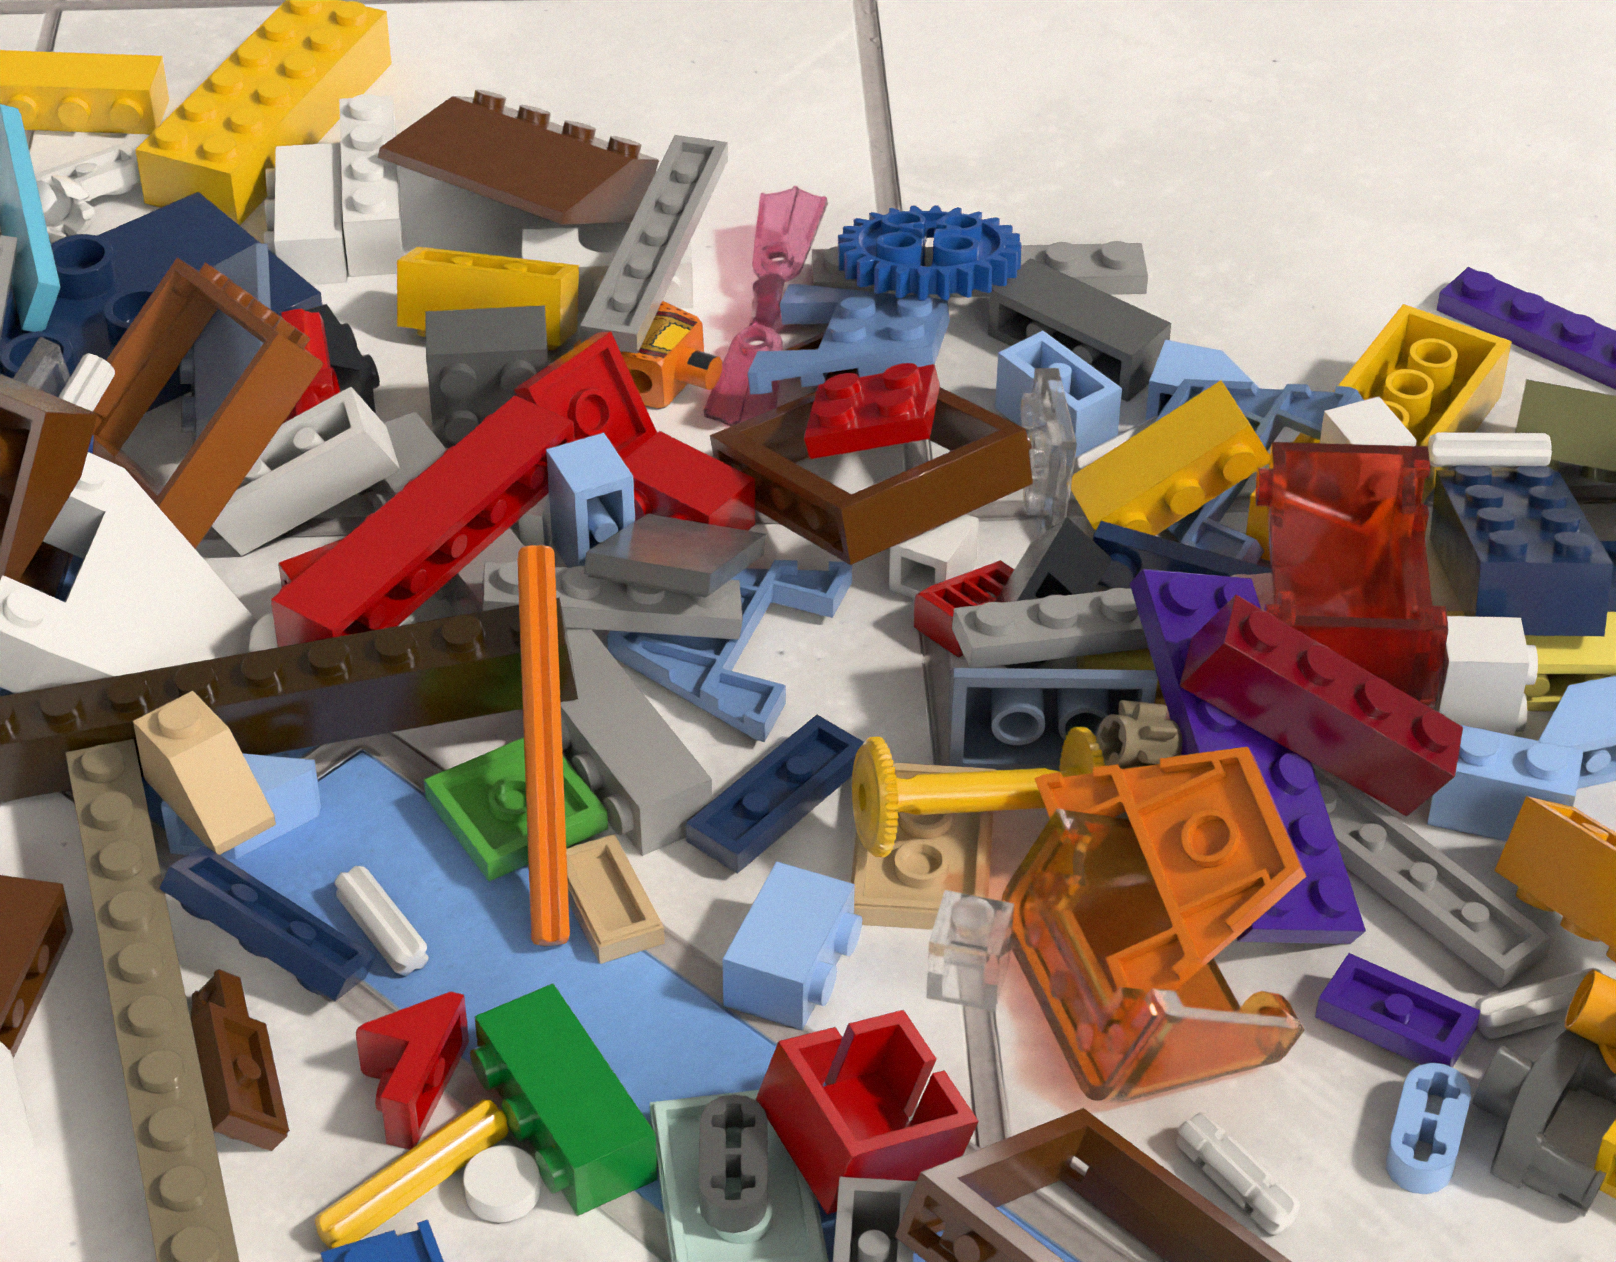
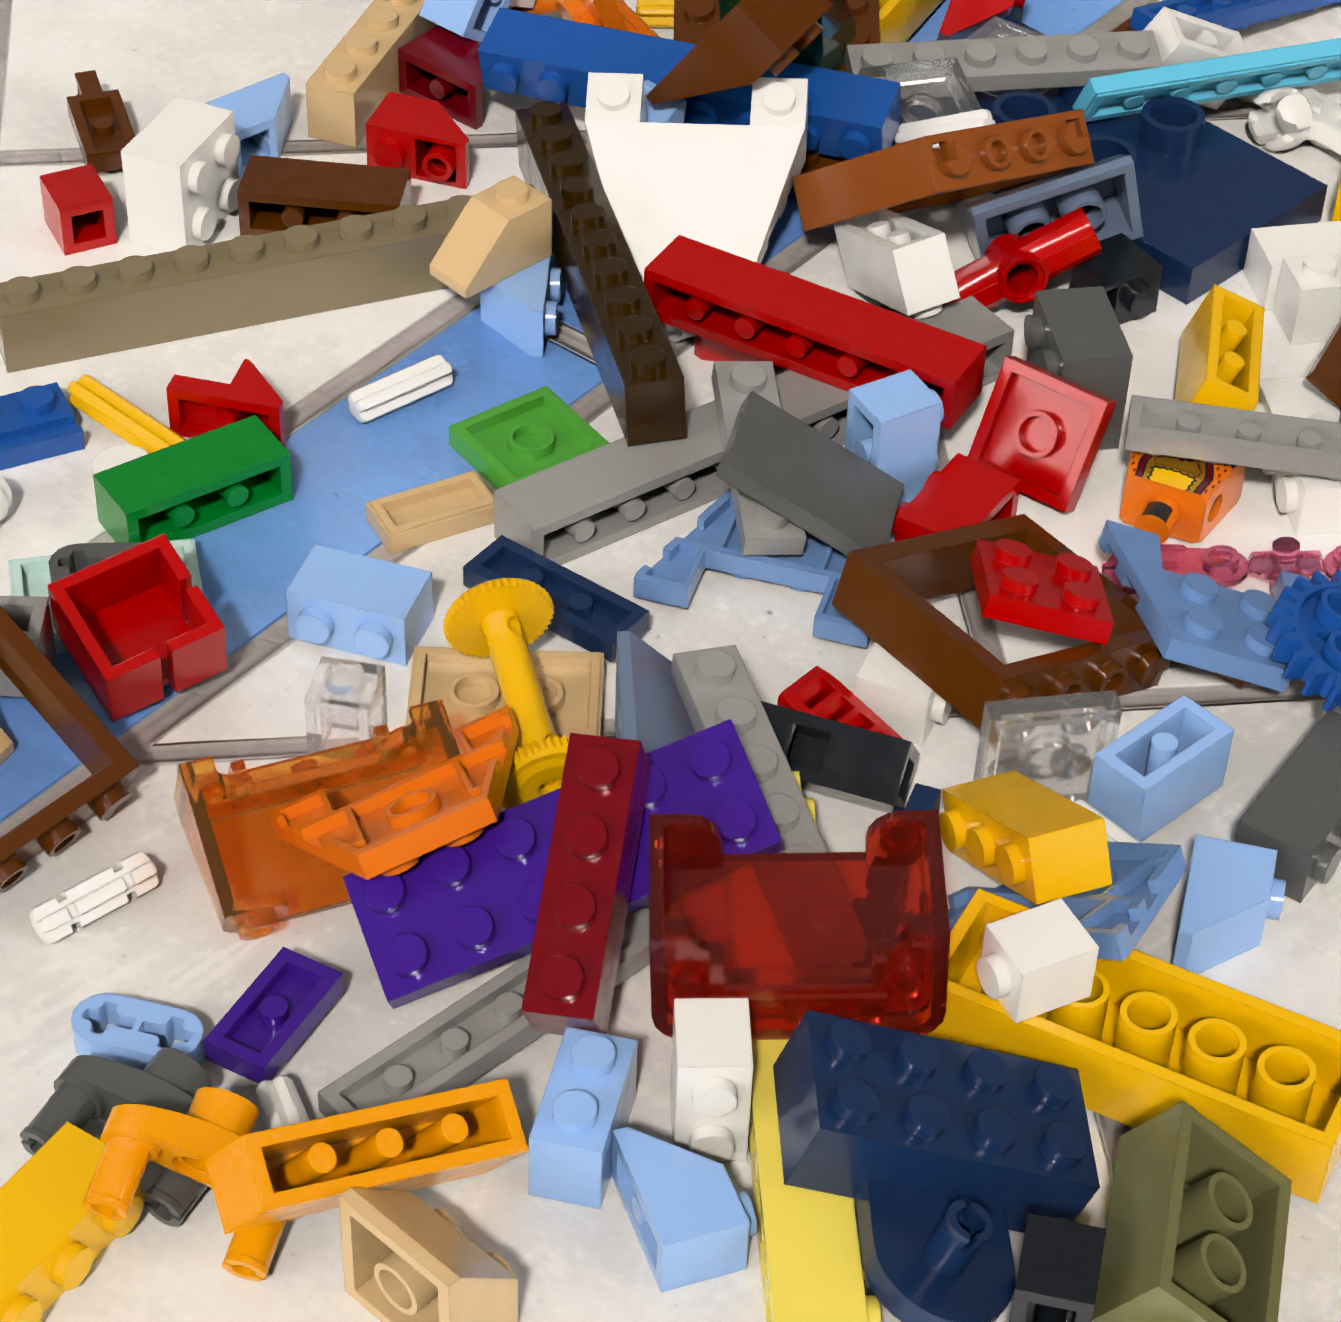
camera: 85 degrees right, 0 degrees up
(237, 1065) = (238, 323): reddish brown hinge -> none
(267, 923) = (368, 313): dark blue plate -> none
(543, 746) = (533, 400): orange axle -> none
(1138, 735) = (541, 764): dark tan gear -> none
(1489, 449) = (1094, 1098): white axle -> none

